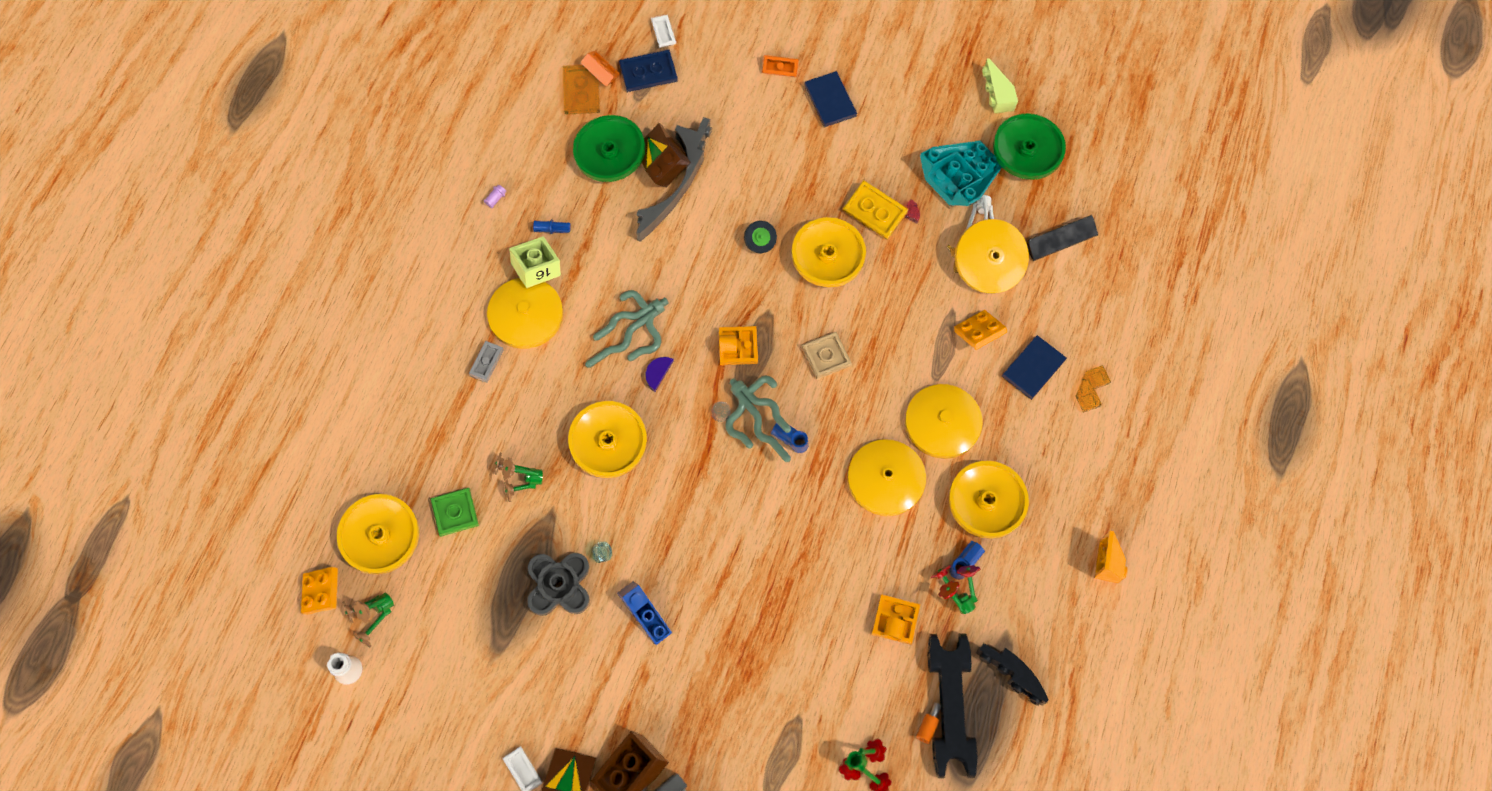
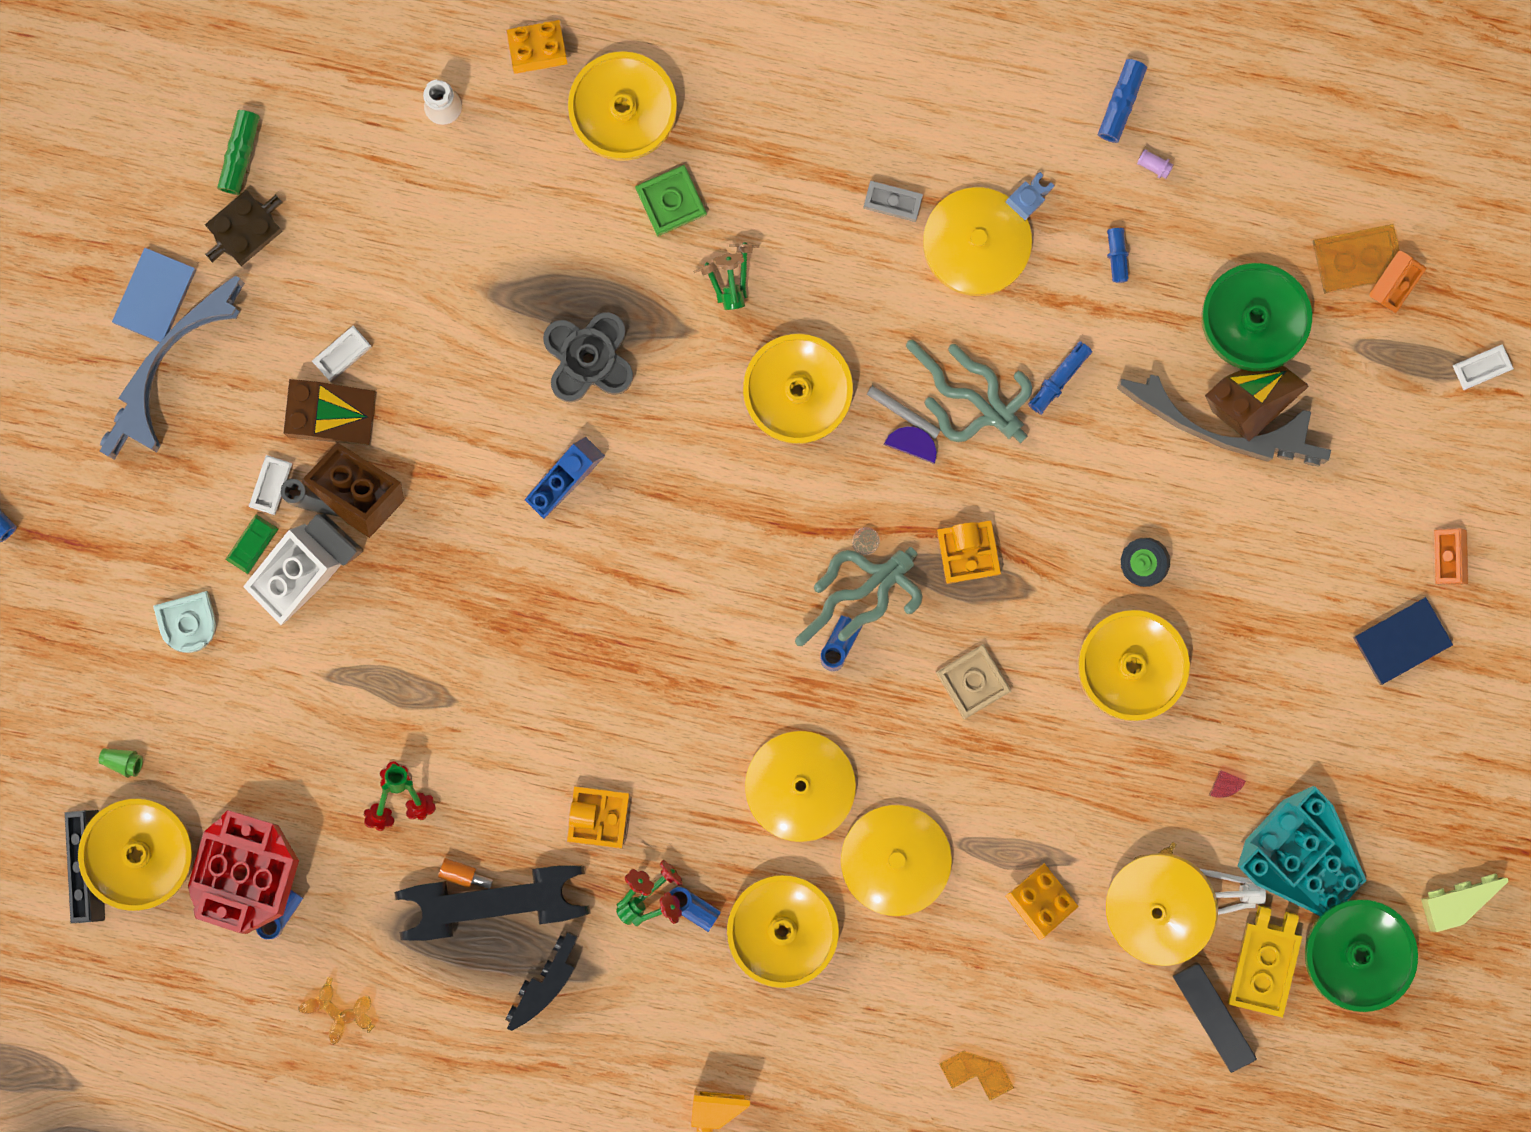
camera: 80 degrees right, 15 degrees up
(379, 603) = (531, 129): plant -> none
(448, 209) = (1122, 100): none -> blue axle
(501, 274) = (1029, 198): none -> medium blue plate
(535, 262) = (1051, 241): yellowish green brick -> none
(602, 552) = (639, 408): clear light blue tile -> none
(633, 277) = (1054, 385): none -> blue pin
(634, 375) = (903, 412): none -> light grey bar
(648, 70) = (1408, 354): dark blue tile -> none
(875, 209) = (1218, 729): yellow tile -> none
(1029, 203) = (1266, 964): none -> yellow tile
(1034, 367) = (998, 987): dark blue tile -> none

